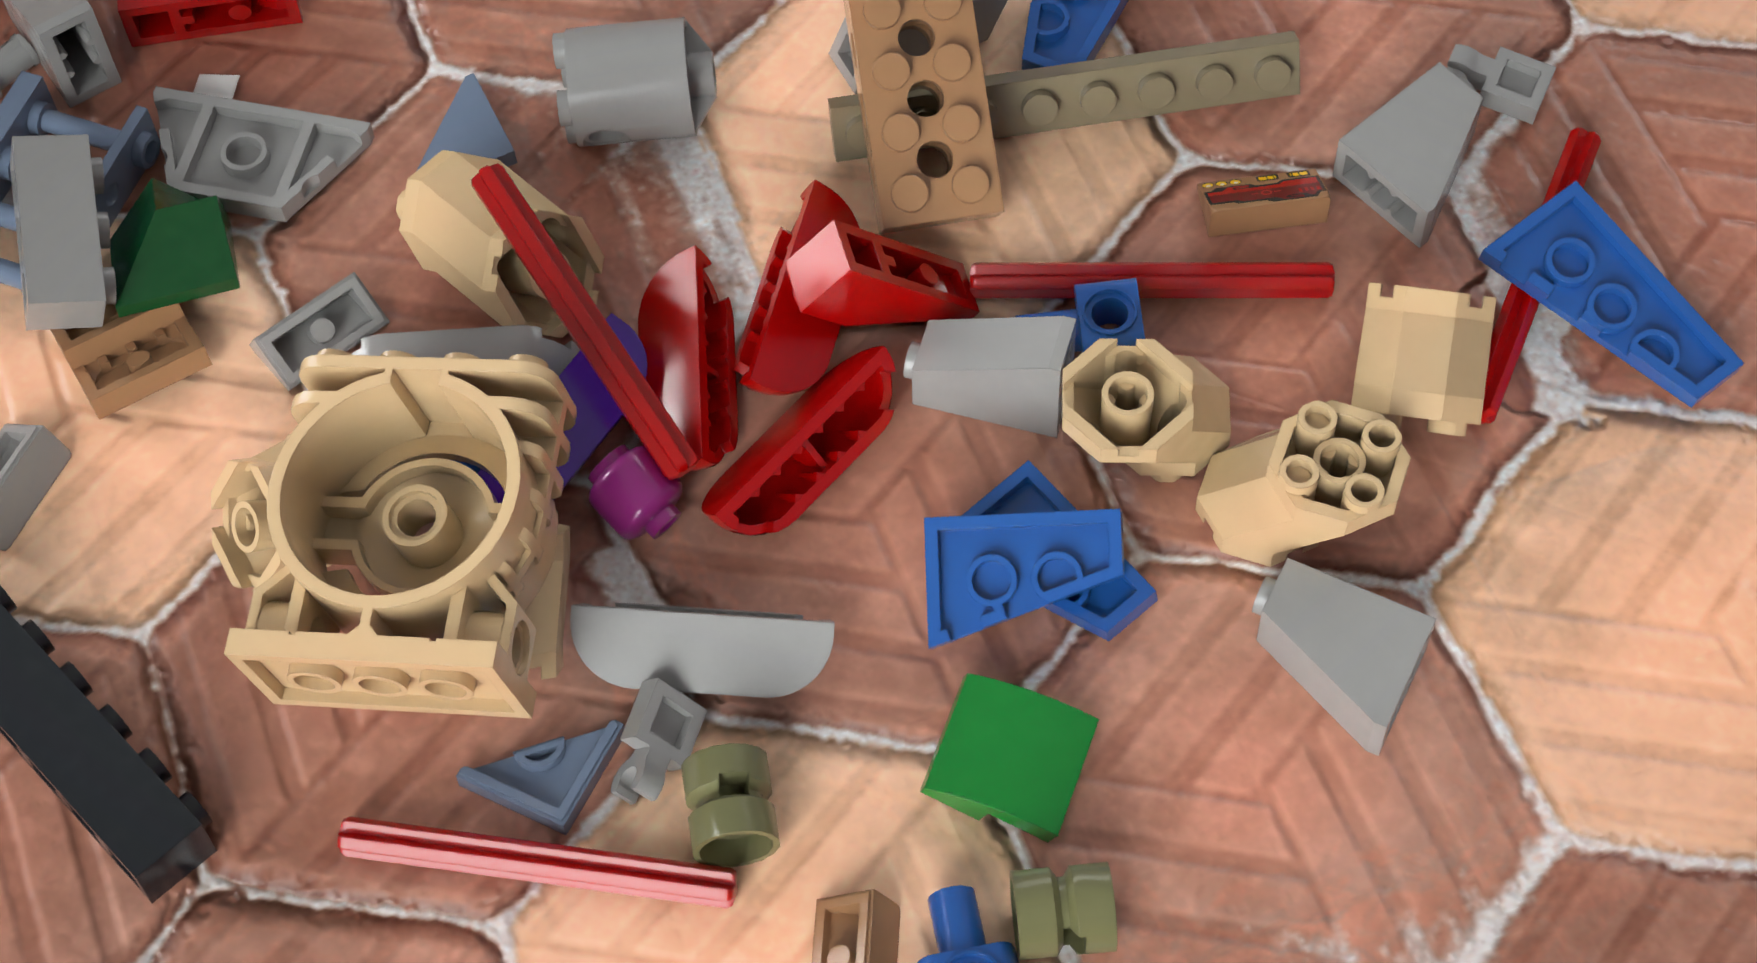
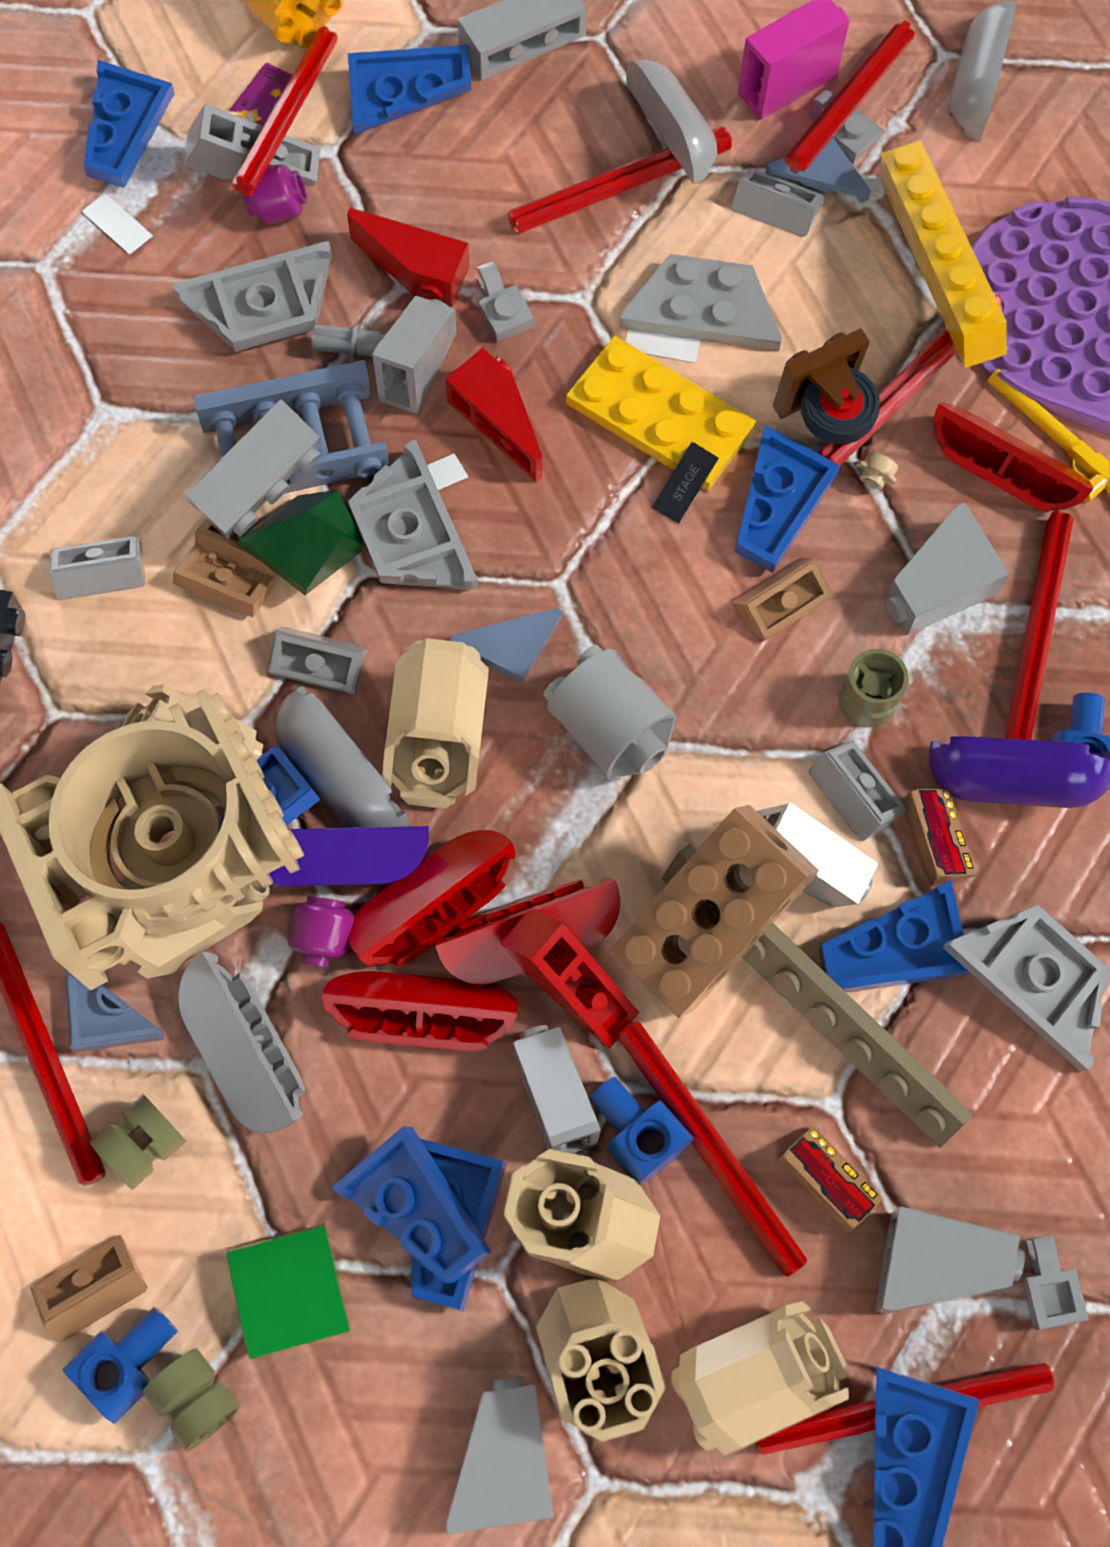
camera: 50 degrees right, 10 degrees up
(584, 322) = (393, 819): red axle -> none
(663, 735) = (164, 1063): light grey plate -> none

